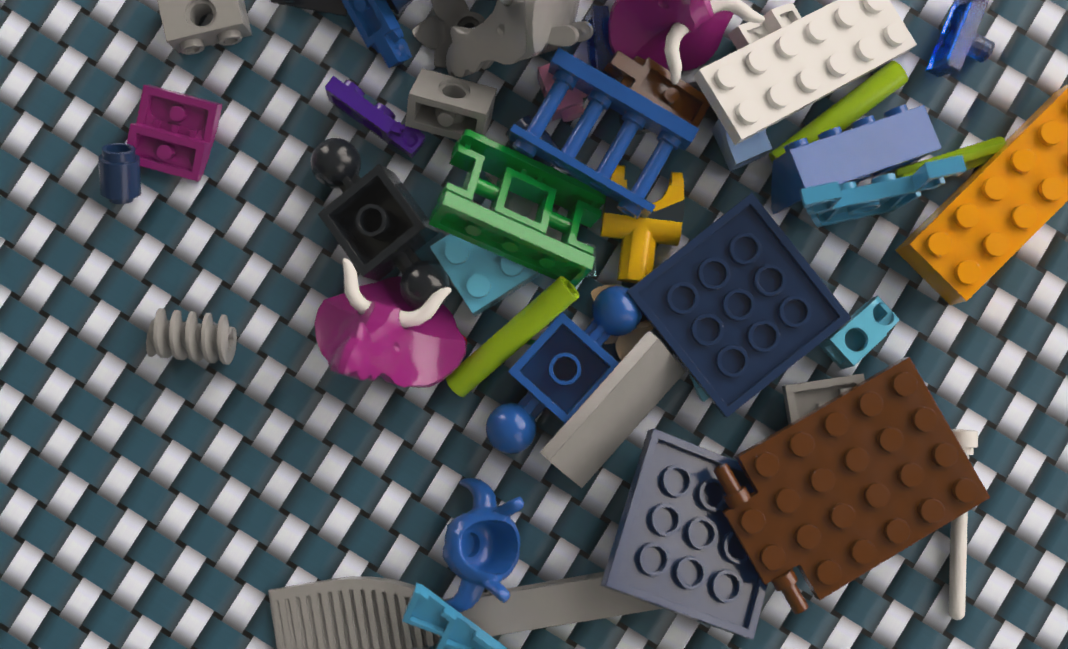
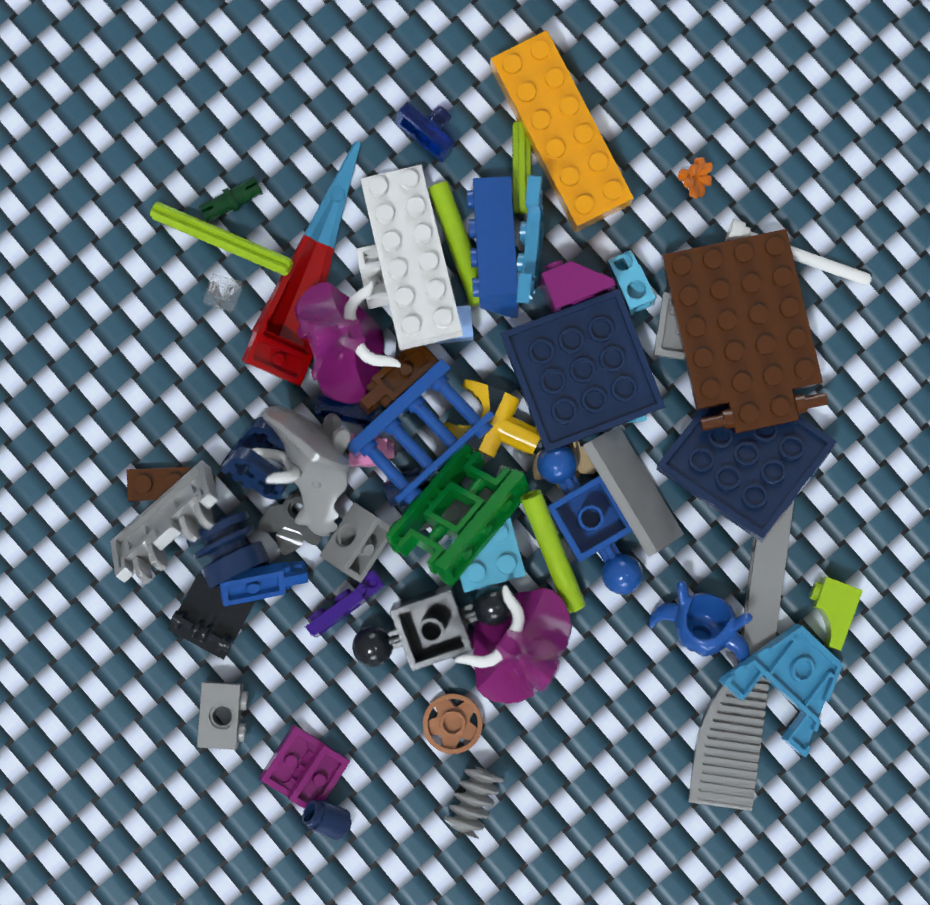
camera: 75 degrees left, 0 degrees up
(276, 285) = (452, 723): none -> nougat wheel
(840, 260) = (572, 284): none -> magenta slope
(1012, 371) = (696, 177): none -> orange plant

